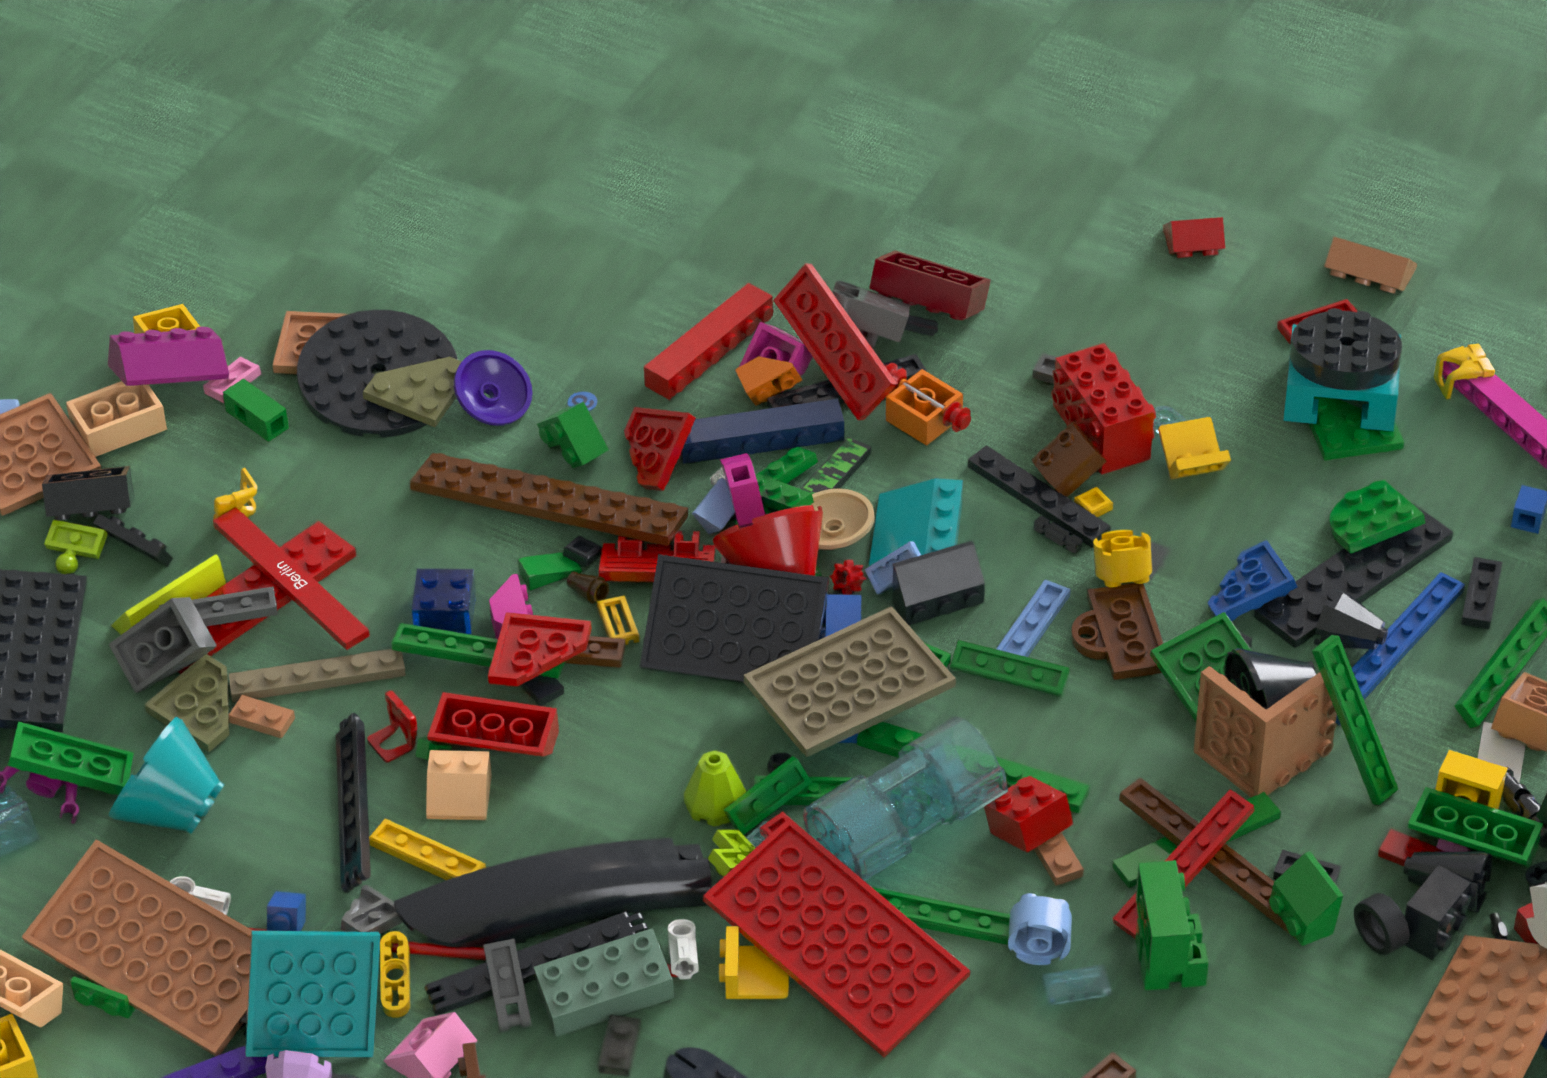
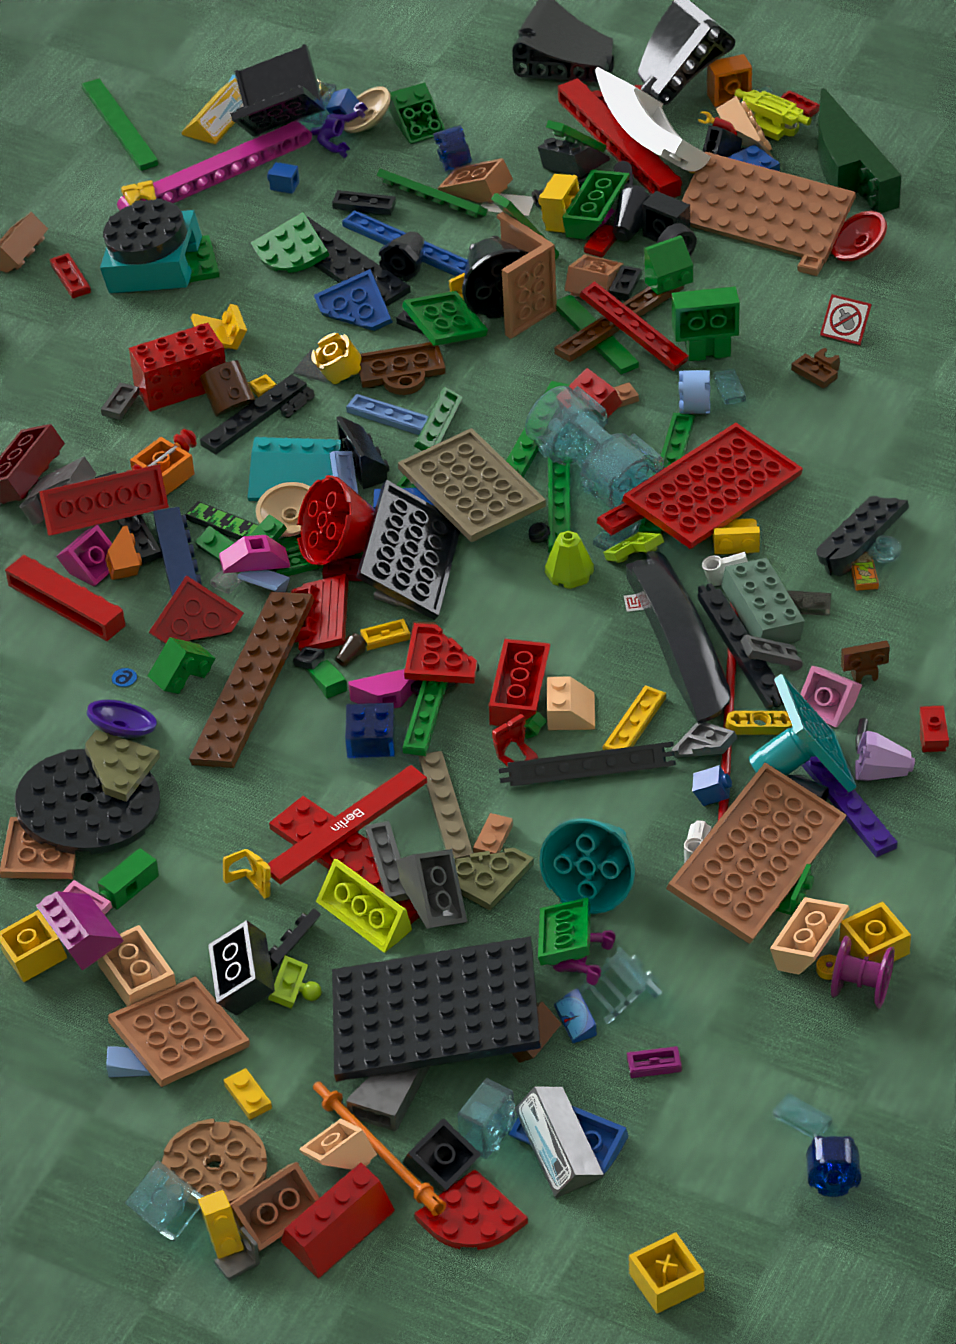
camera: 90 degrees left, 0 degrees up
(767, 795) = (562, 519): green plate -> none
(1315, 825) = (591, 269): none -> nougat slope

